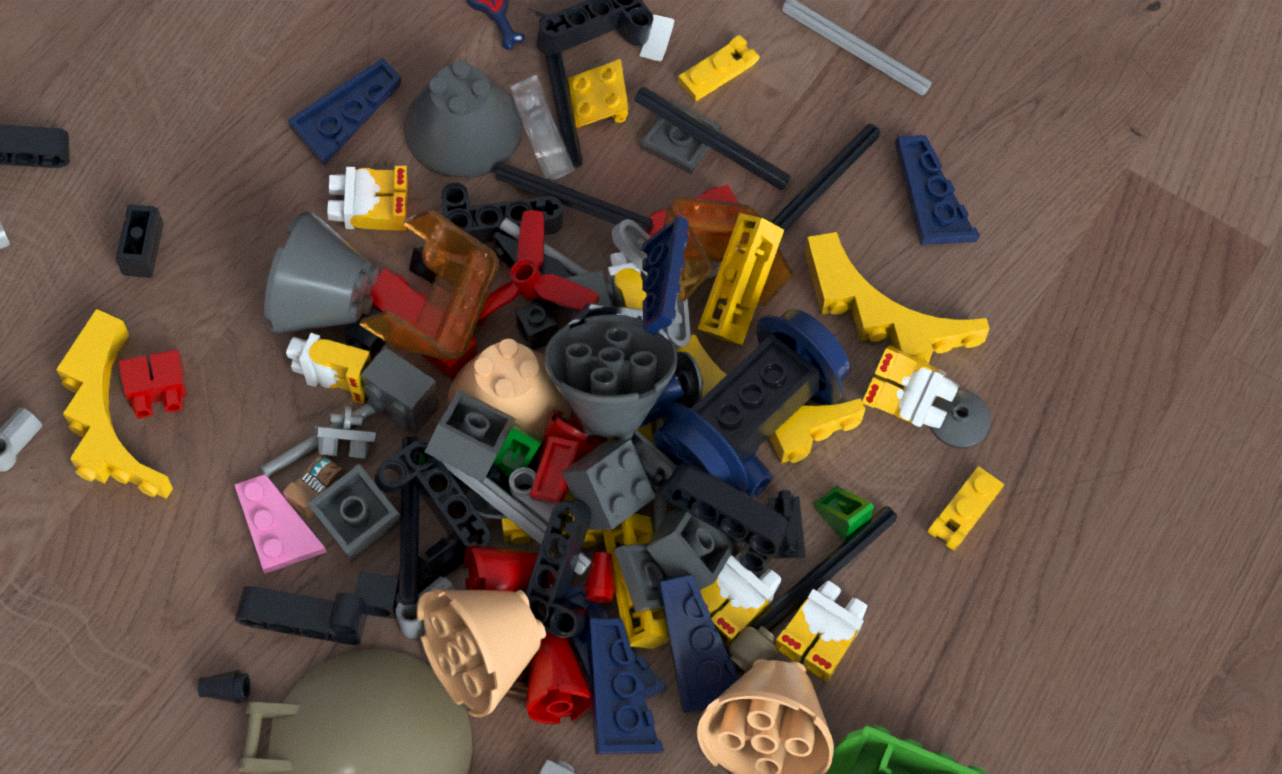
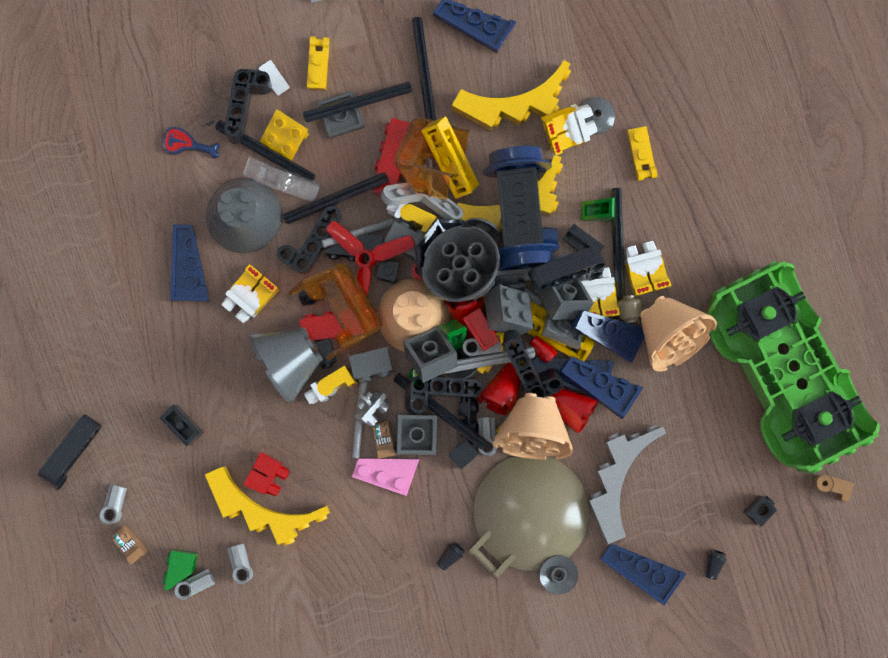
camera: 50 degrees left, 20 degrees up
(304, 615) = (444, 496): black beam -> none
(663, 271) = (428, 194): dark blue wing -> none

